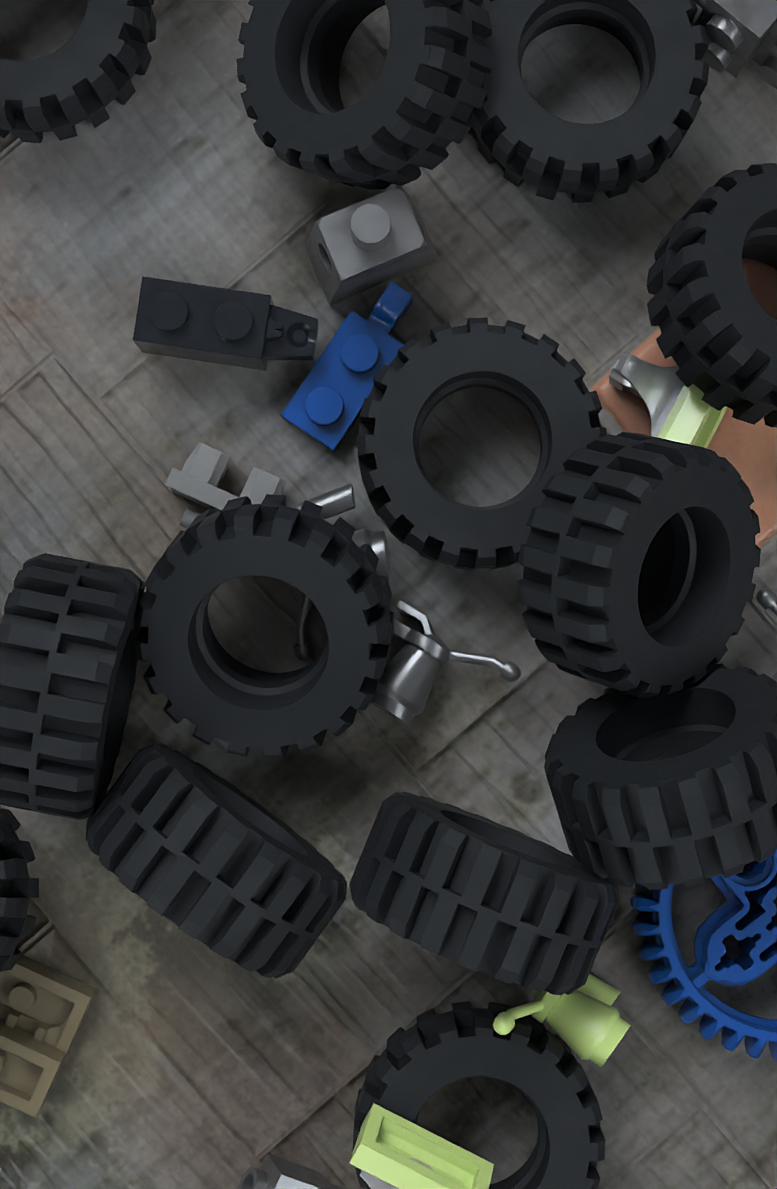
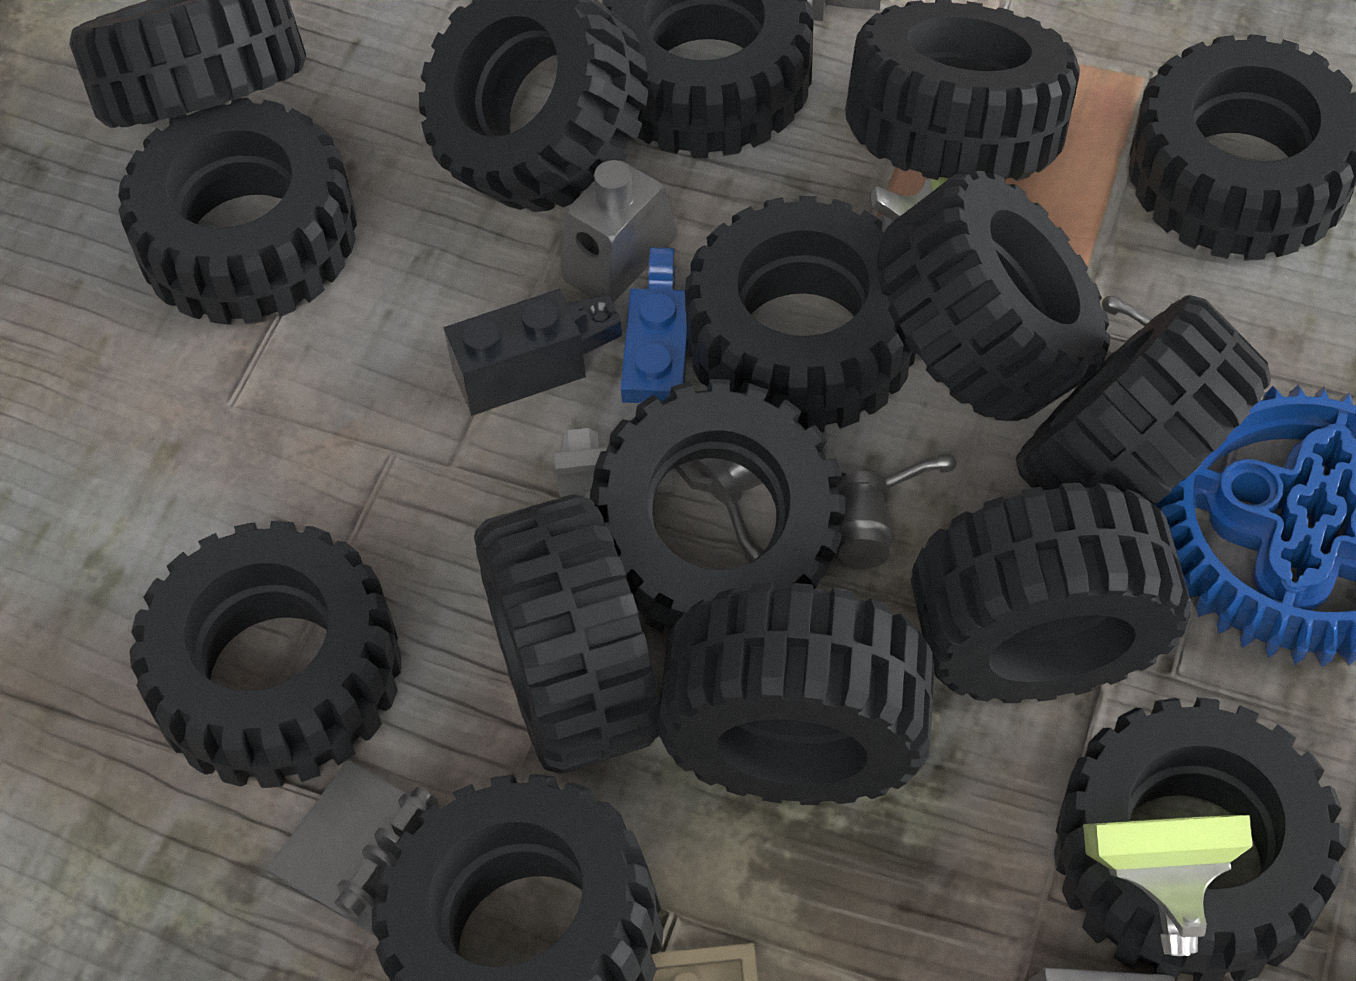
camera: 25 degrees left, 30 degrees down
(581, 1018) = (1224, 678): yellowish green piece -> none

